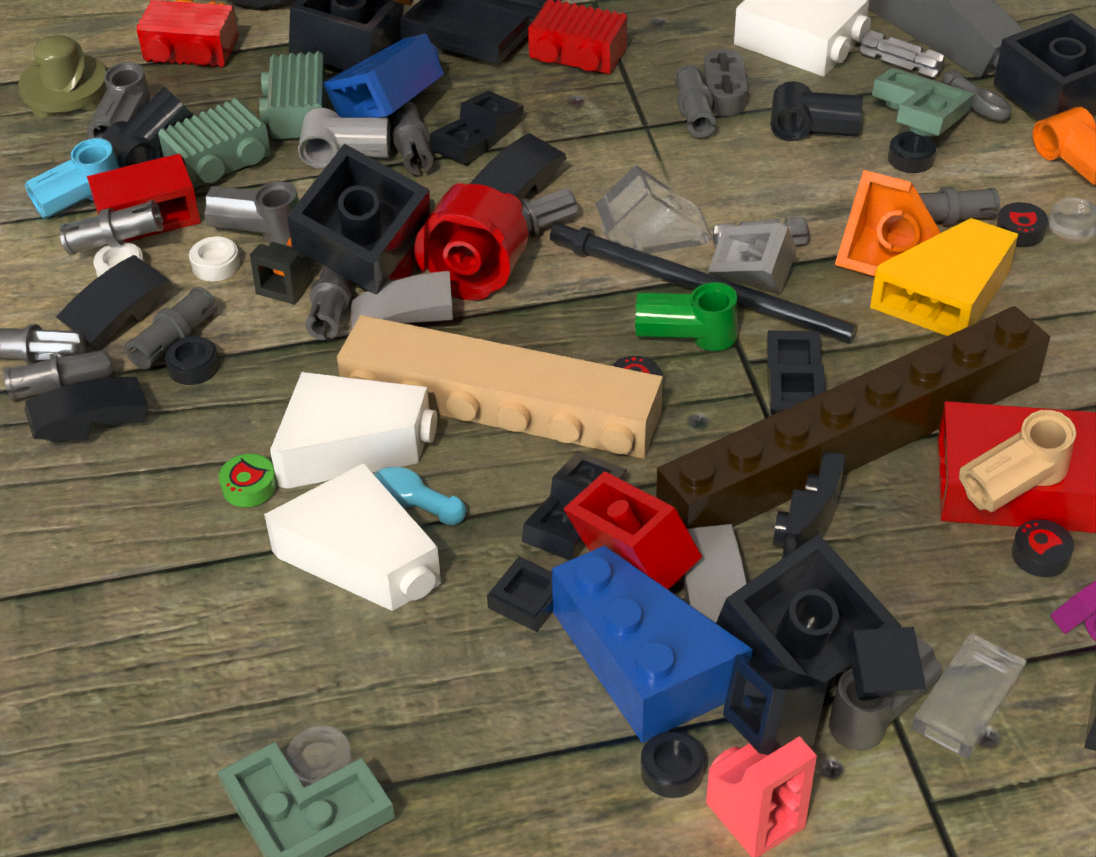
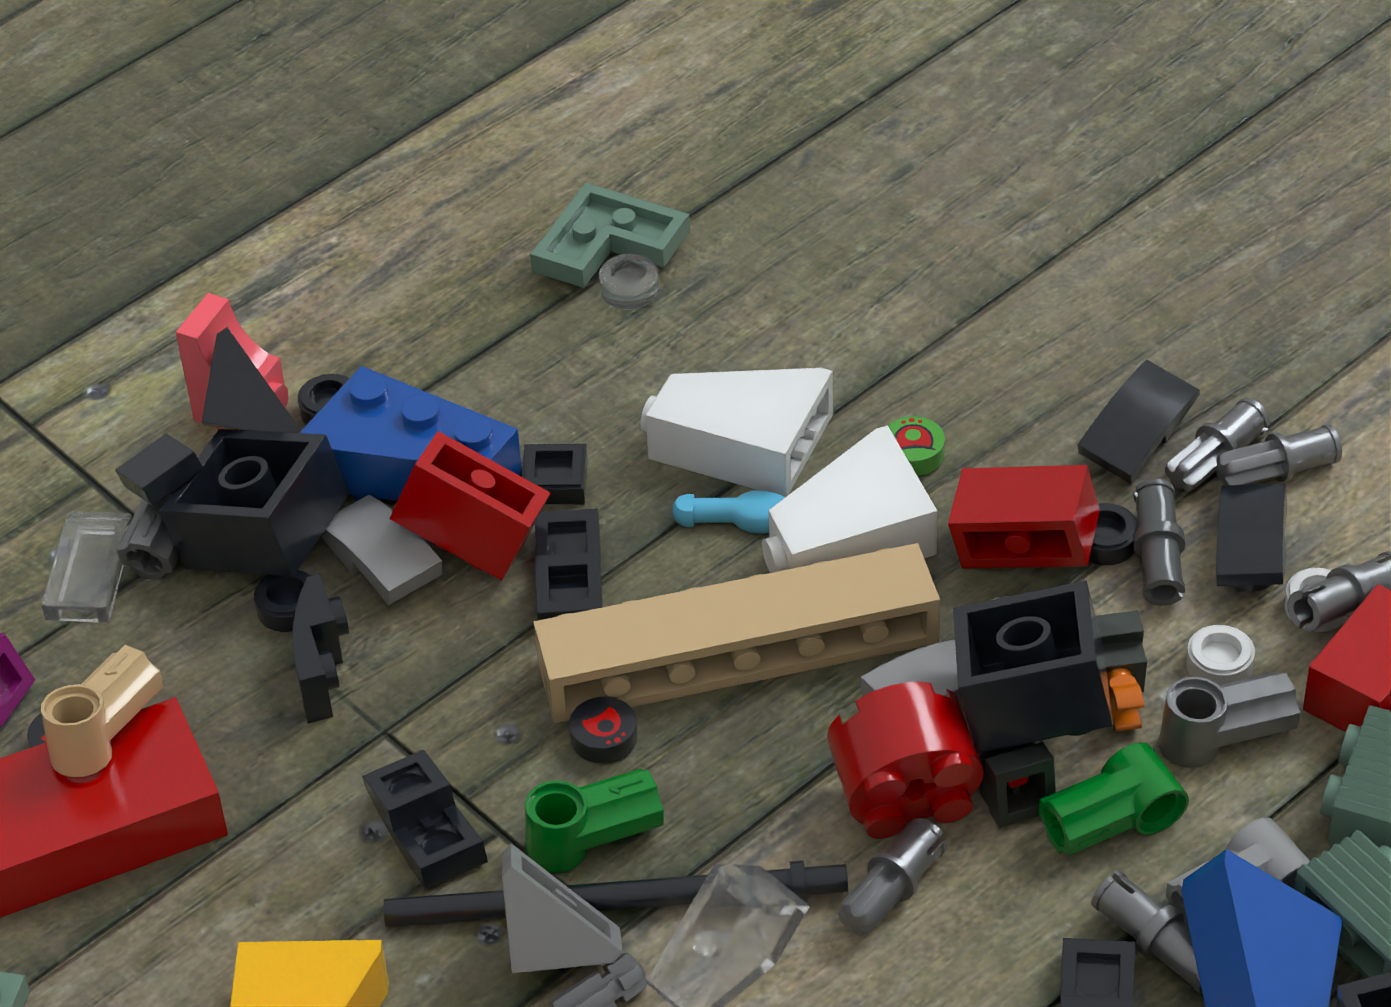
camera: 150 degrees right, 0 degrees up
(242, 360) = (1024, 516): none -> red brick
(522, 166) = (962, 933): black slope -> none
(858, 418) = (305, 769): dark brown brick -> none

